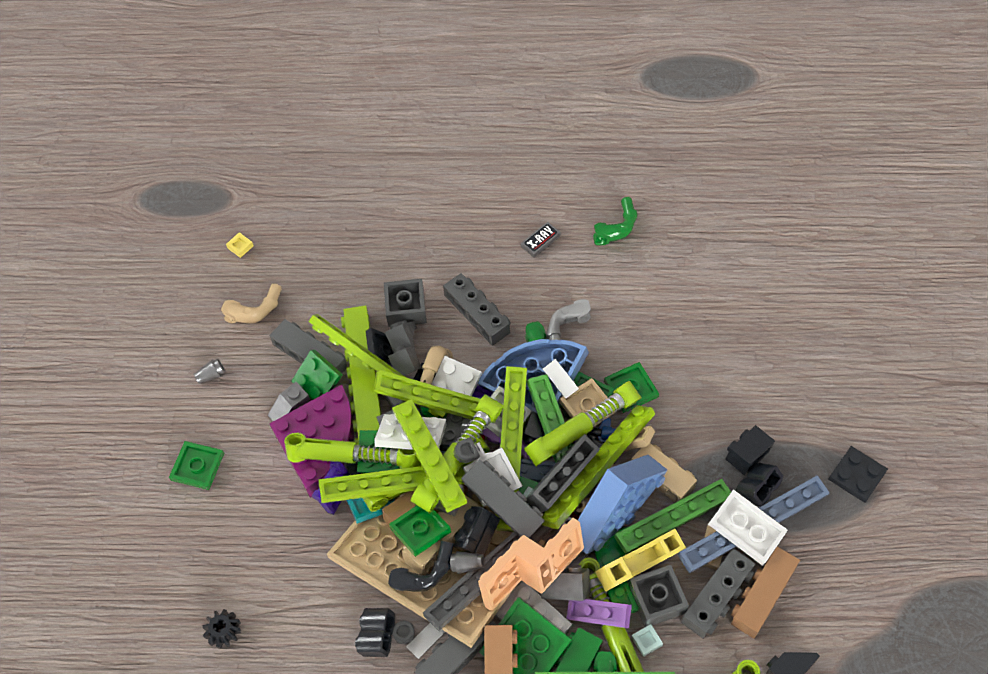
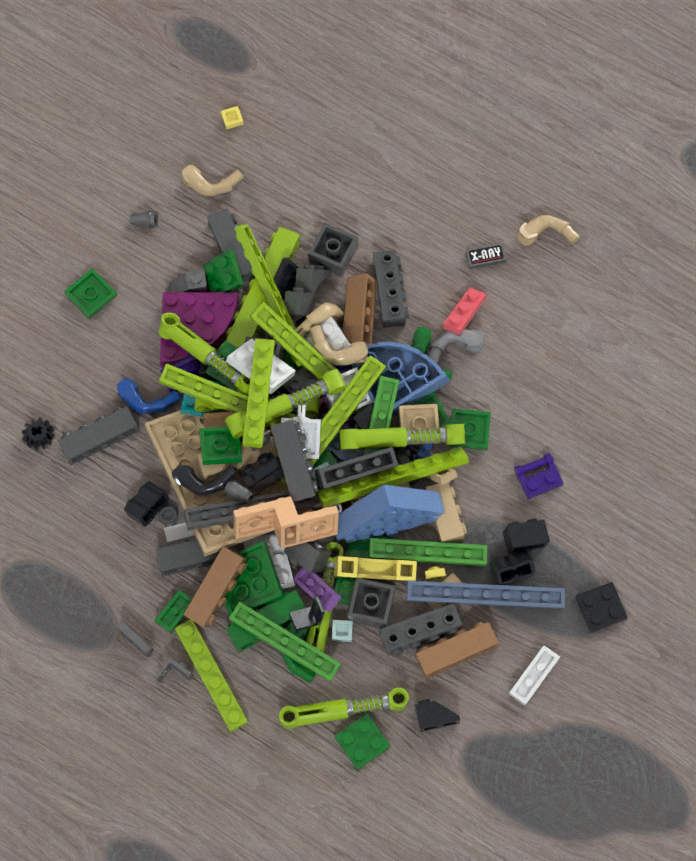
camera: 30 degrees right, 10 degrees up
(285, 594) = (98, 435): none -> dark grey brick
(291, 535) = (129, 393): none -> blue piece
(462, 338) = (359, 308): none -> medium nougat brick
(466, 451) = (289, 406): dark grey tile -> none
(490, 374) = (355, 353): none -> tan piece
(556, 291) = (464, 311): none -> coral plate
(560, 378) = (409, 389): white sticker -> none
(565, 199) = (529, 231): none -> tan piece
(610, 644) = (308, 616): none -> bracket
(614, 232) = (544, 283): green piece -> none
(694, 533) = (435, 574): none -> light yellow plate
(724, 396) = (539, 482): none -> dark purple plate
(748, 527) = (474, 593): white plate -> none
(850, 572) = (534, 675): none -> white plate

